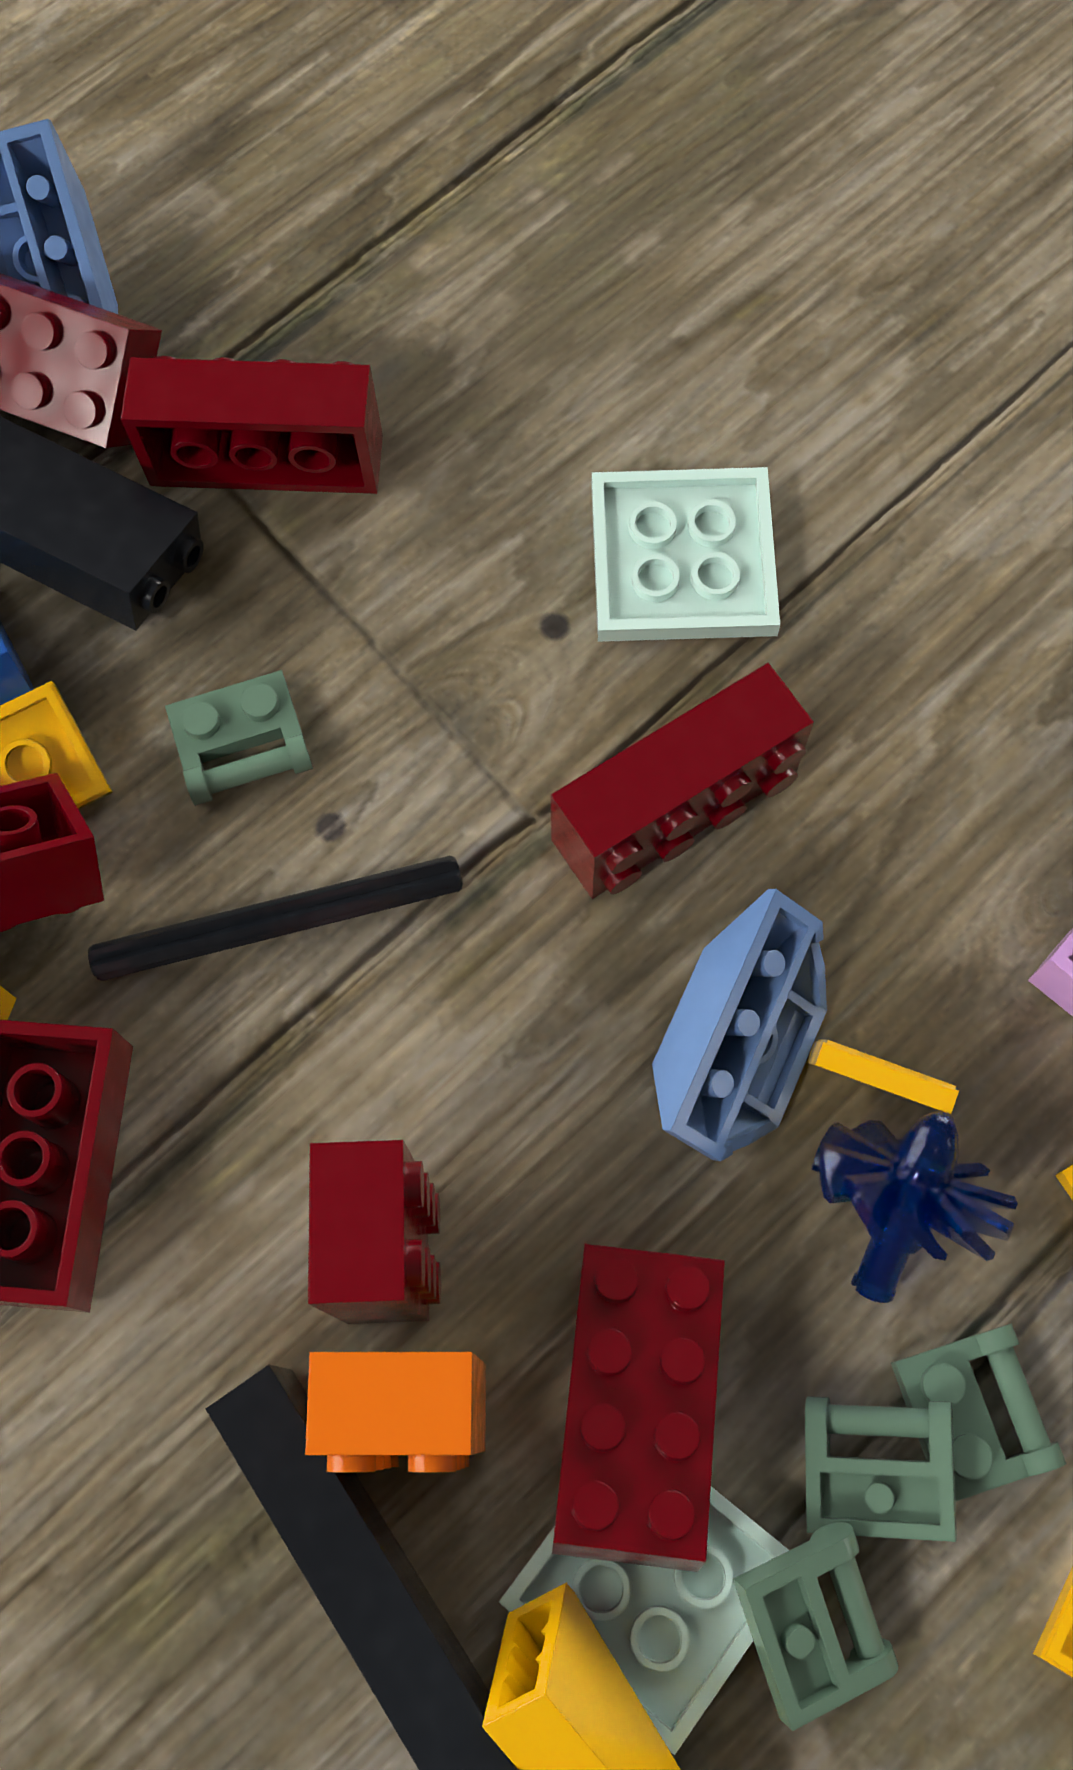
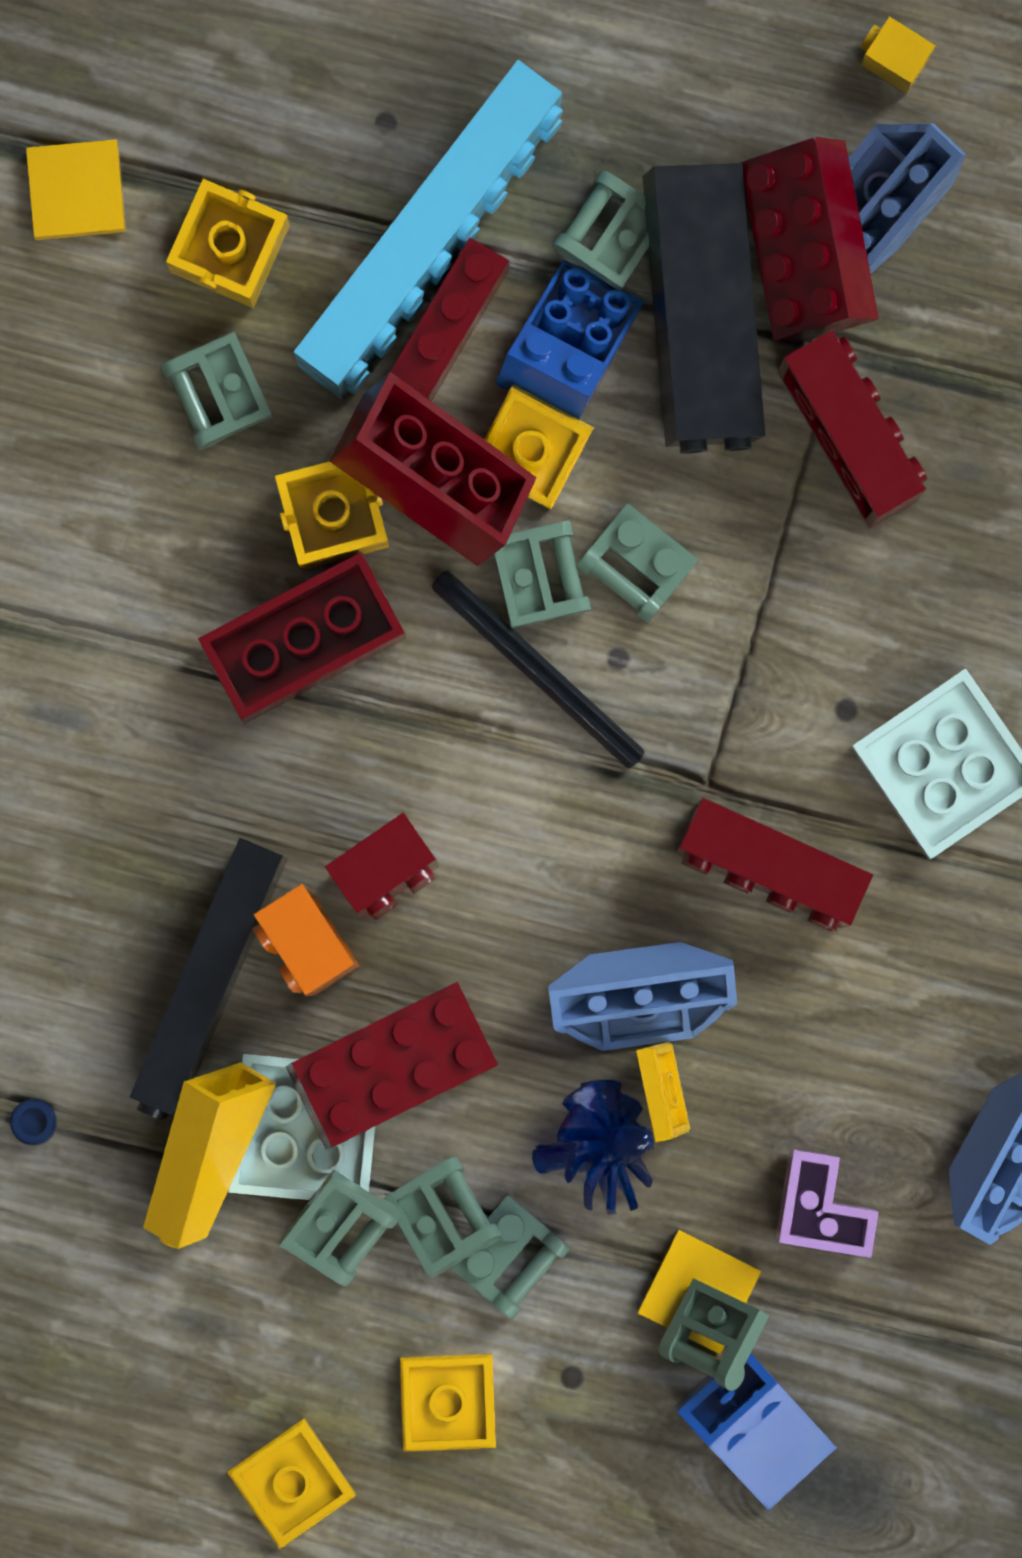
camera: 50 degrees right, 15 degrees up
(166, 865) = (526, 581): none -> sand green plate

